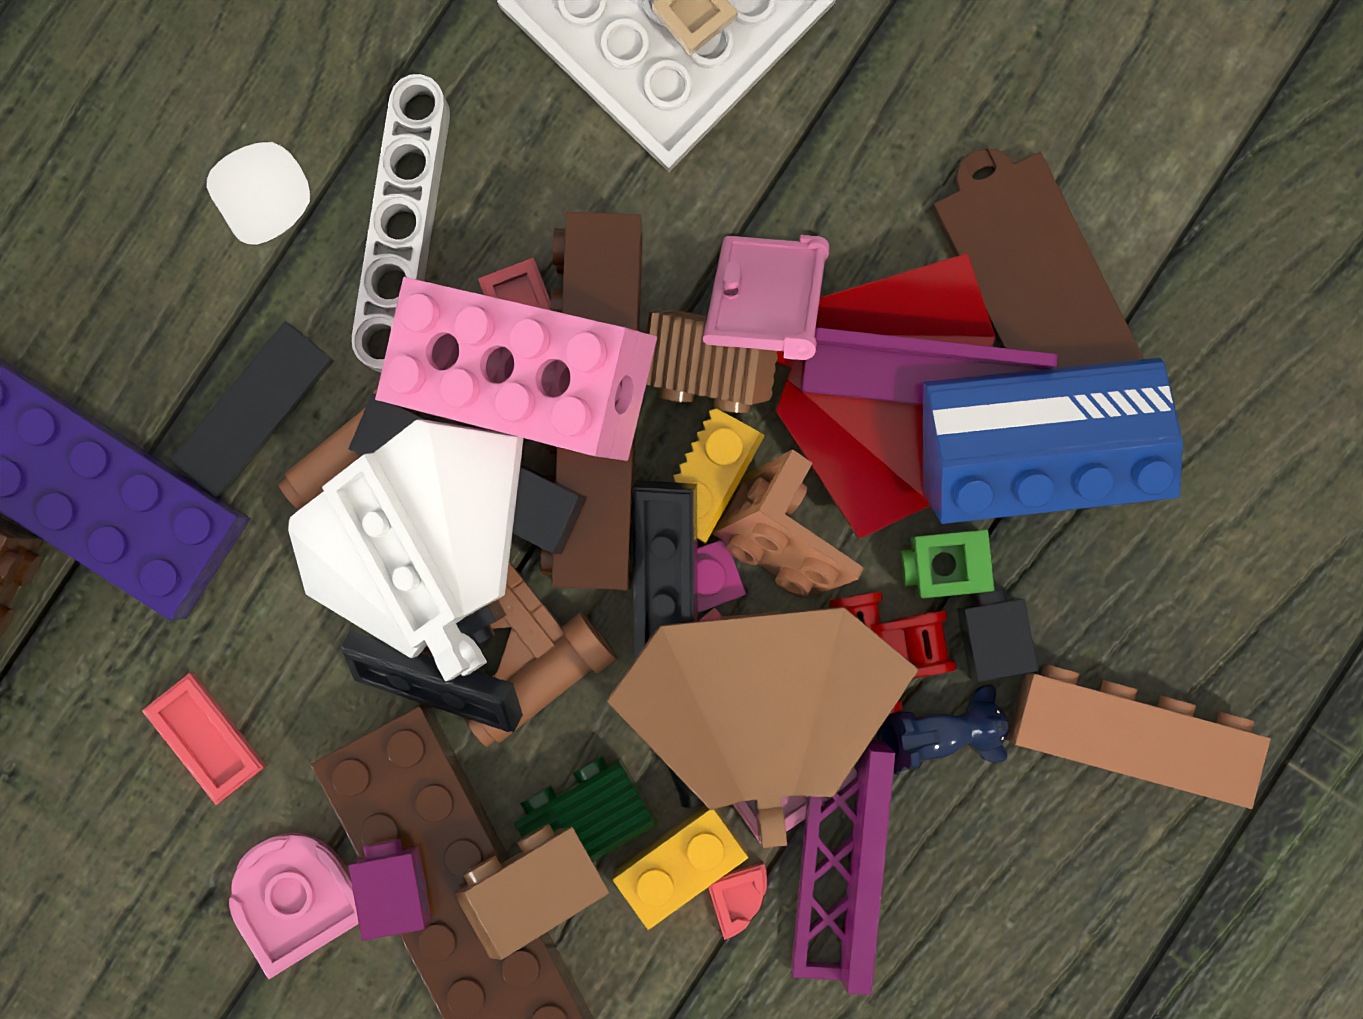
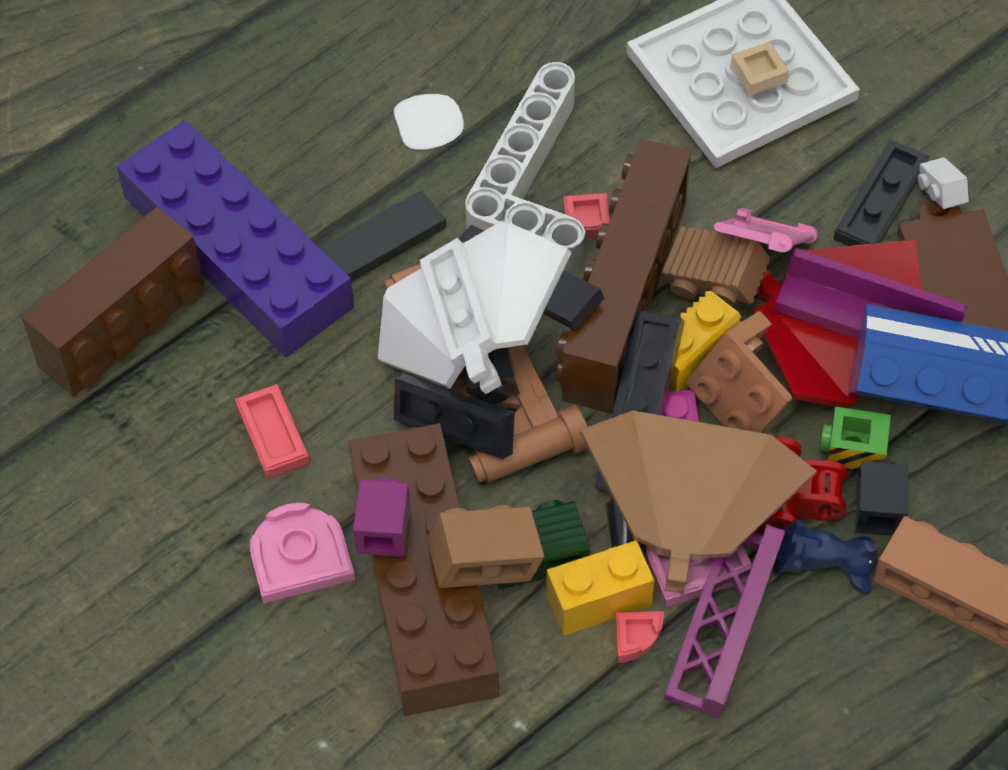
camera: 20 degrees right, 30 degrees down
(516, 369) = (596, 208): bright pink brick -> none
(900, 160) = (881, 196): none -> black tile
(981, 127) = (943, 183): none -> white piece

